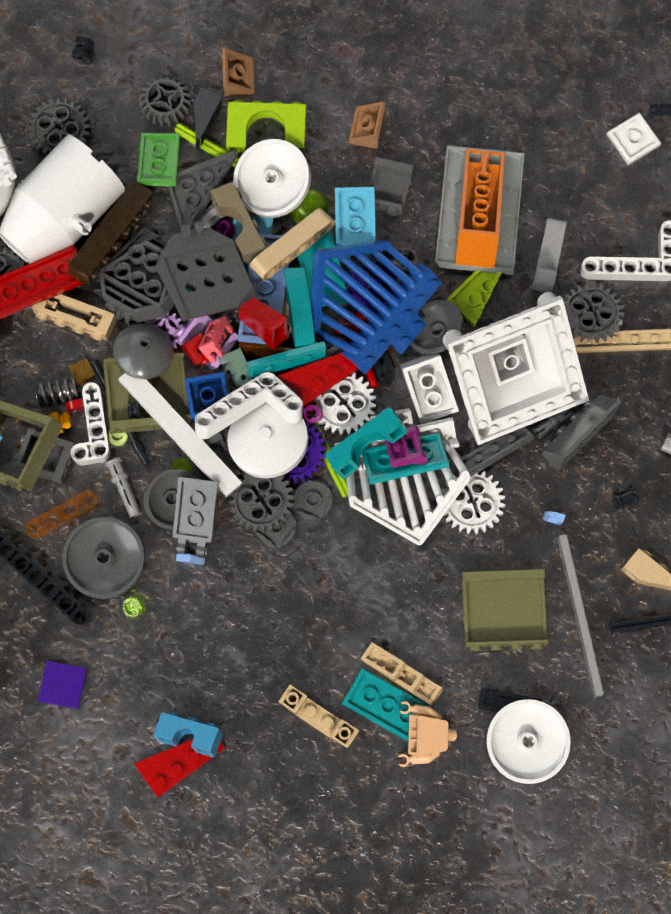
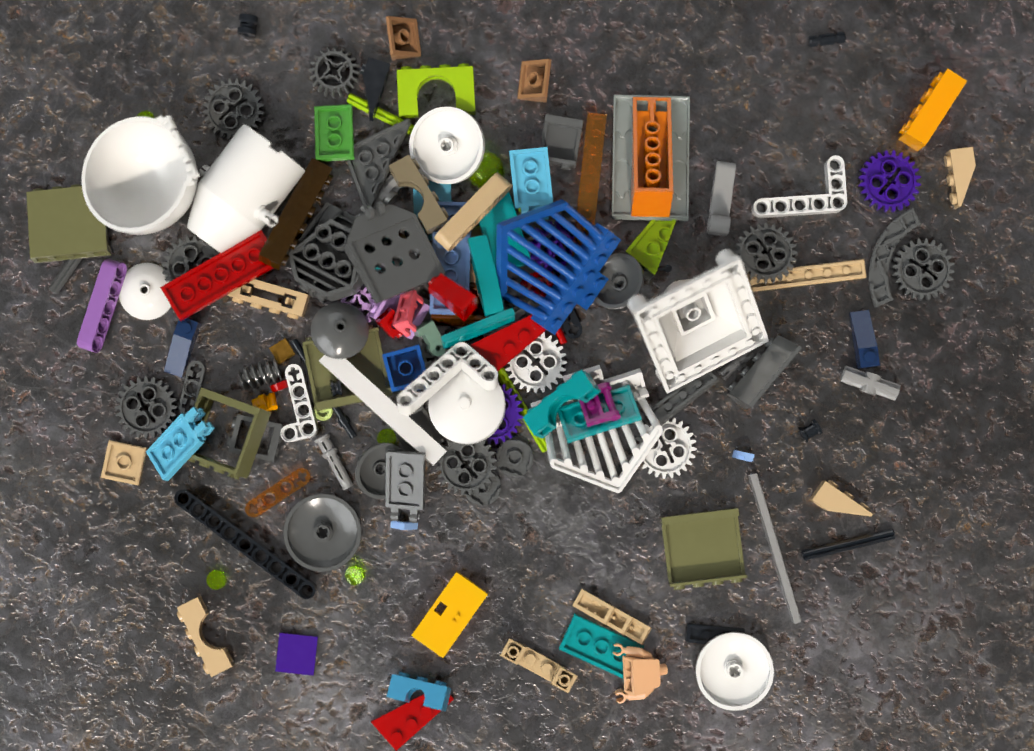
camera: 10 degrees left, 10 degrees up
(229, 655) = (449, 614): none -> yellow brick
(230, 228) = (406, 194): magenta bush -> none
(311, 408) = (501, 376): magenta bush -> none
(417, 213) = (590, 170): none -> clear orange tile
(429, 387) = (615, 339): white slope -> none
(633, 139) = (794, 72): white tile -> none

